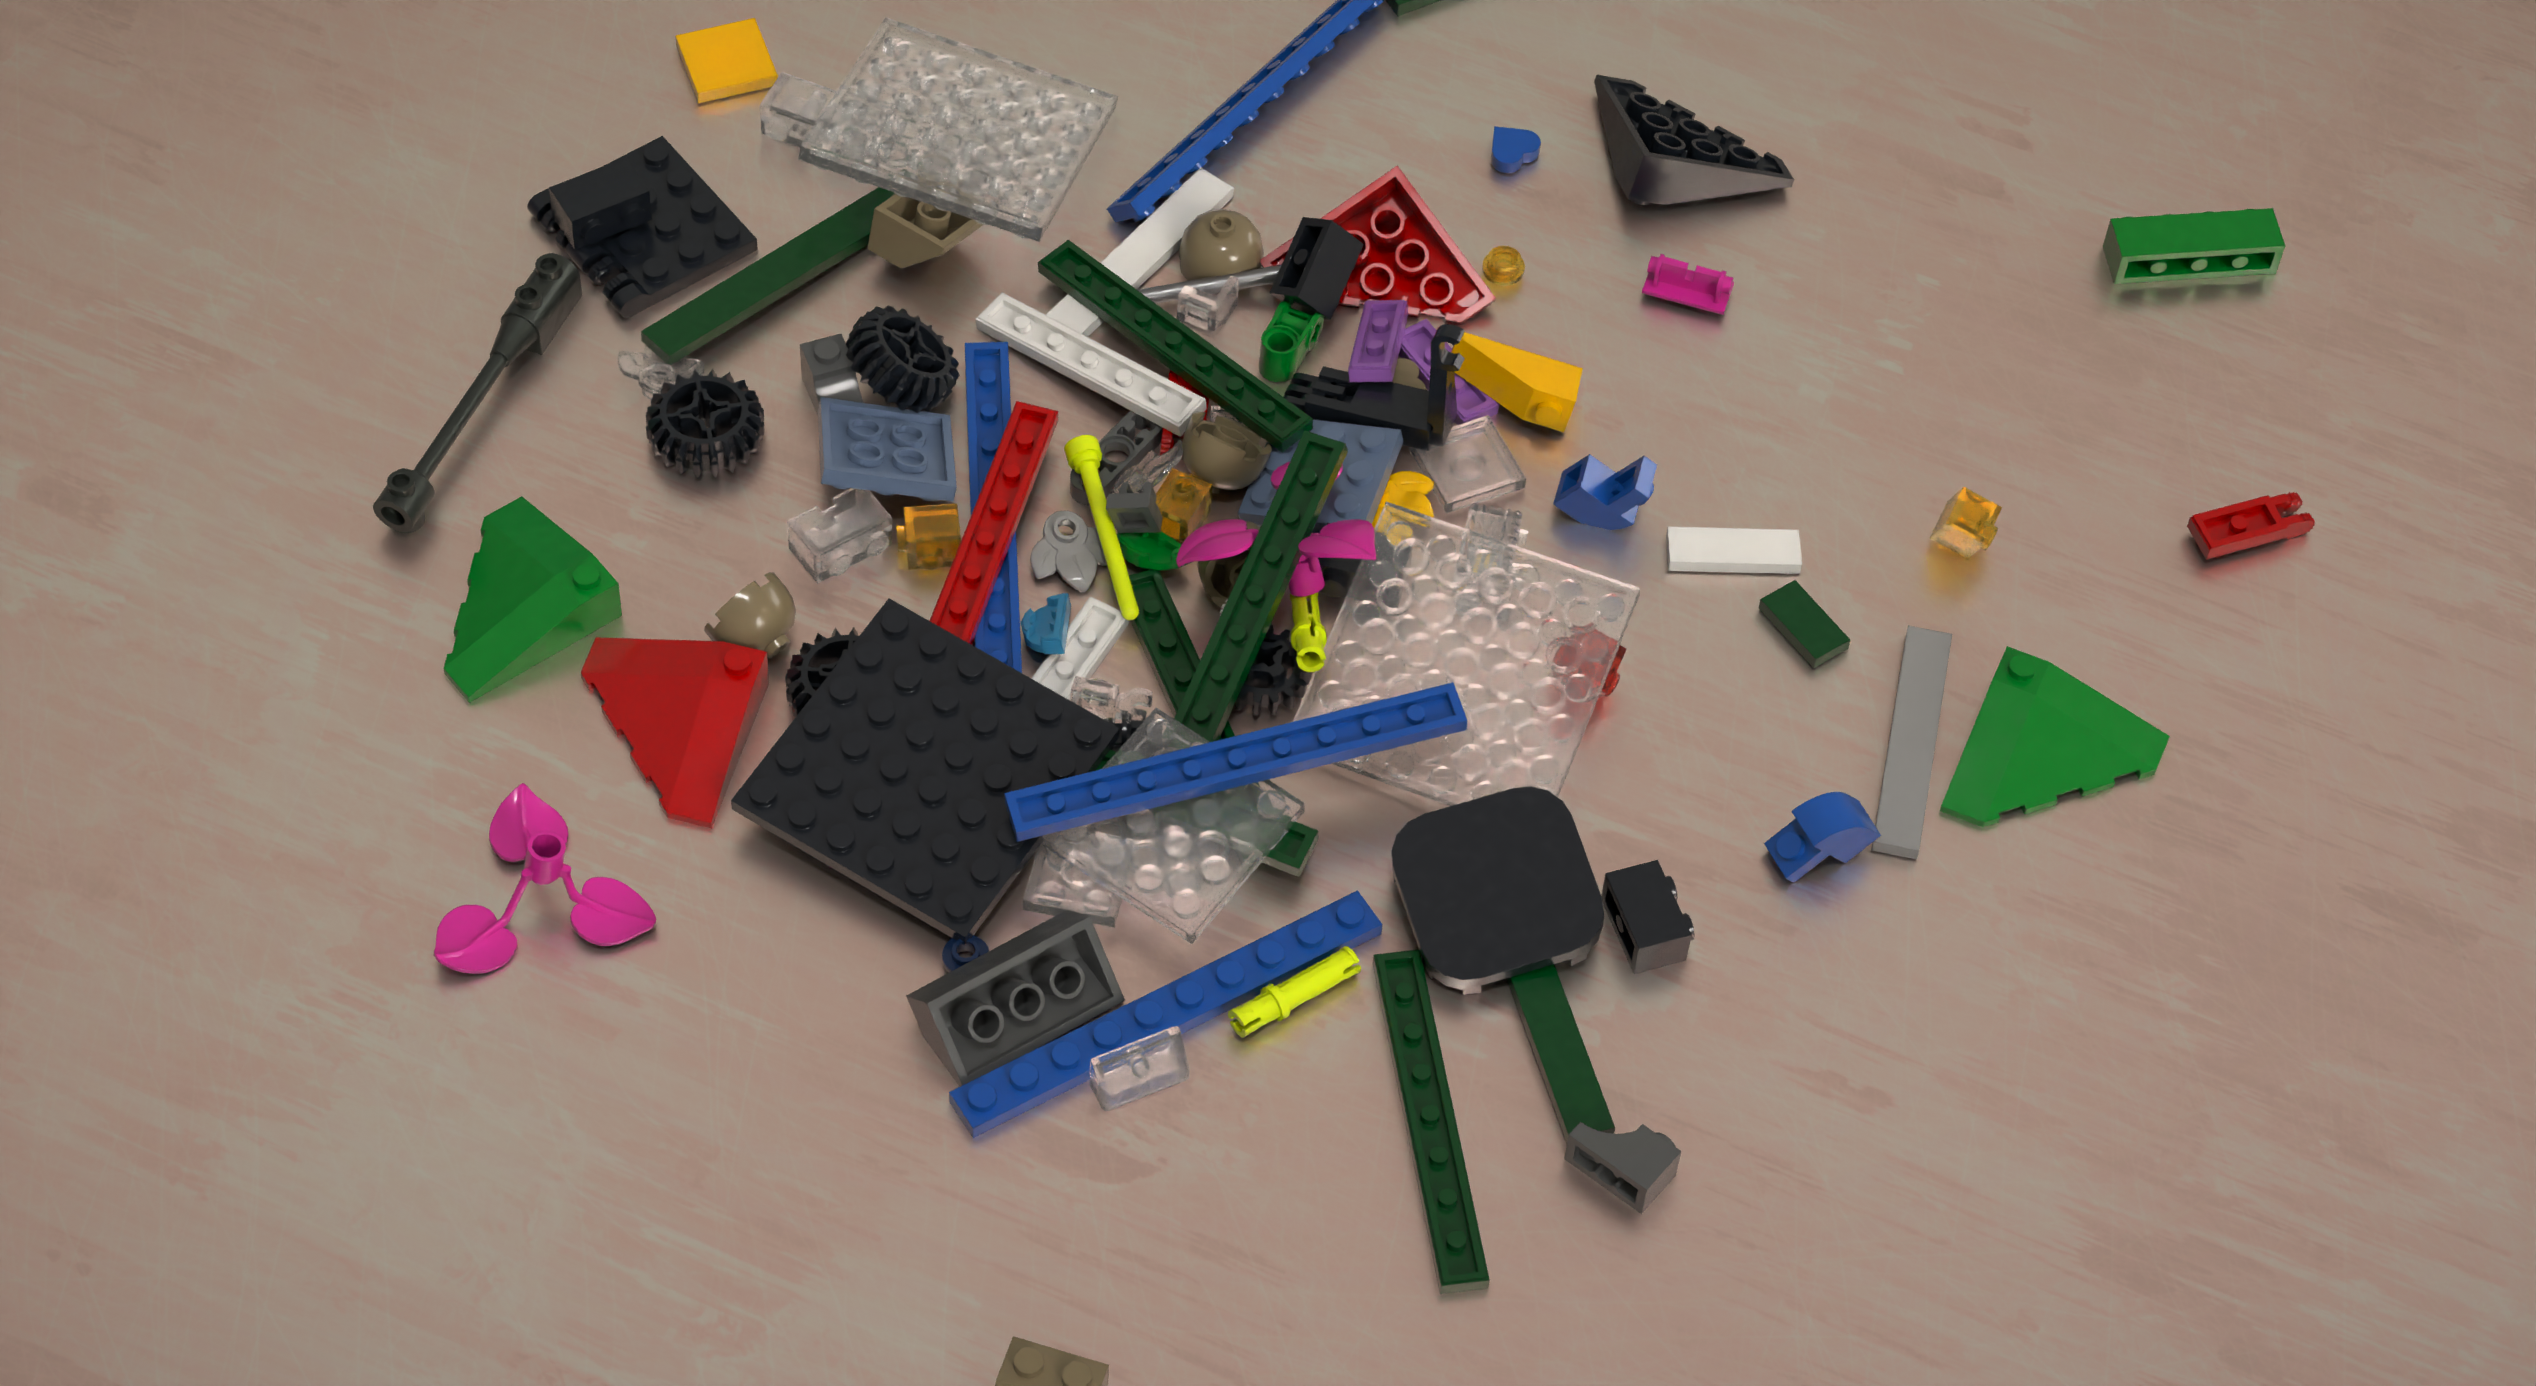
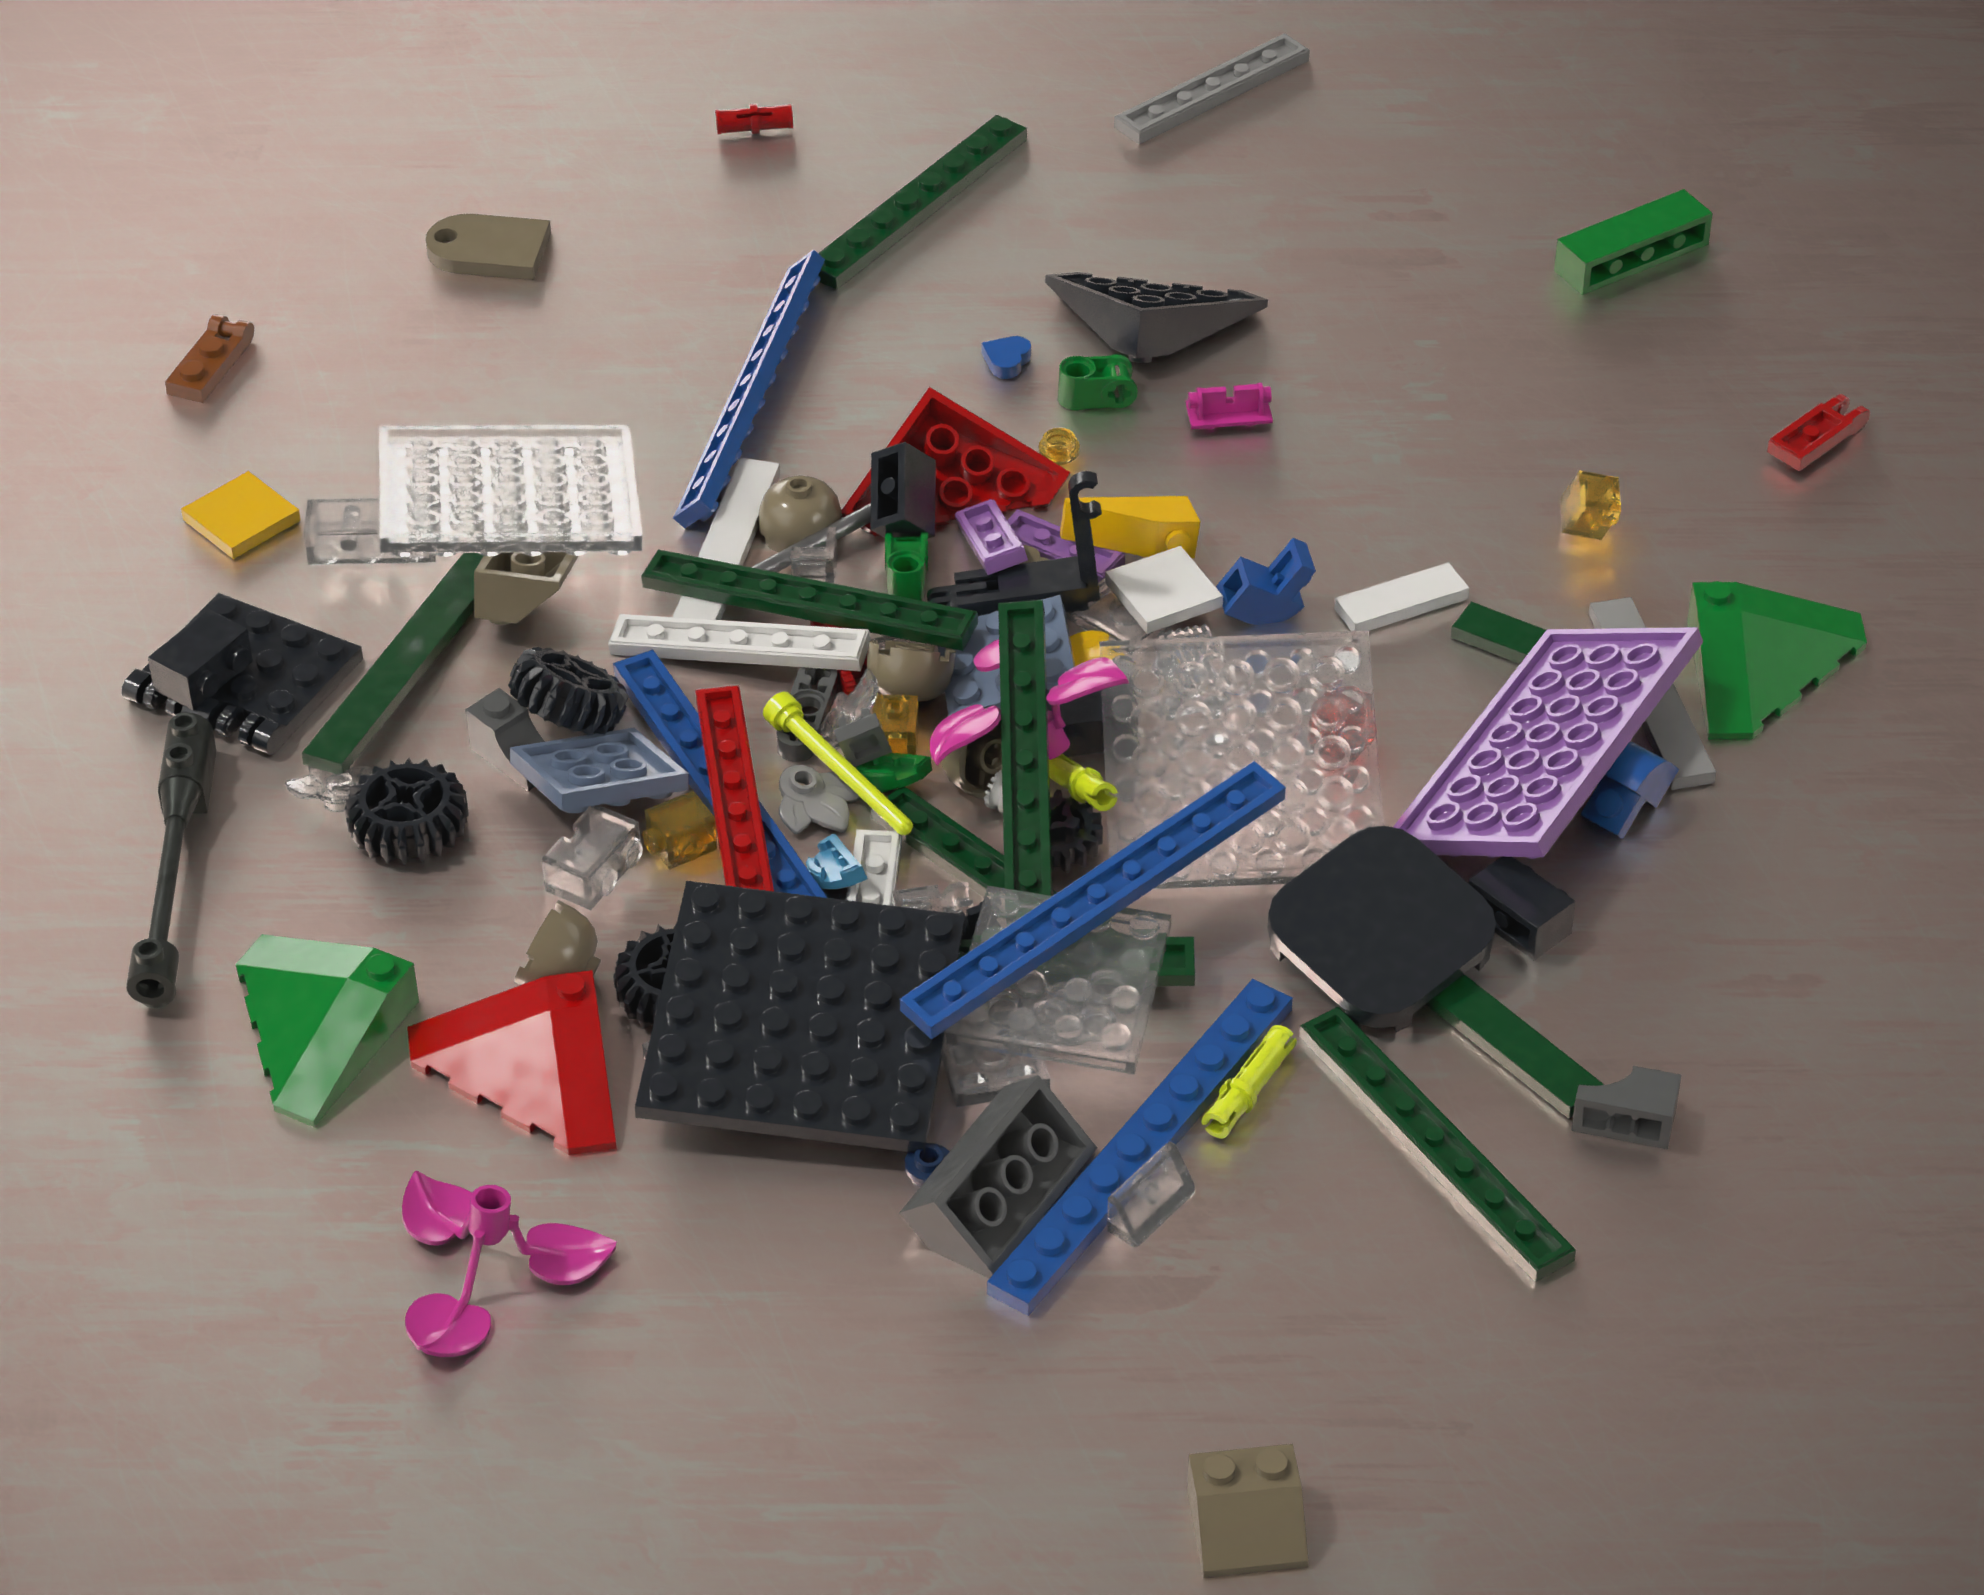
camera: 20 degrees left, 10 degrees down
(1508, 457) = (1163, 589): none -> white tile
(1573, 209) = (1092, 382): none -> green piece
(1762, 759) = (1547, 740): none -> medium lavender plate

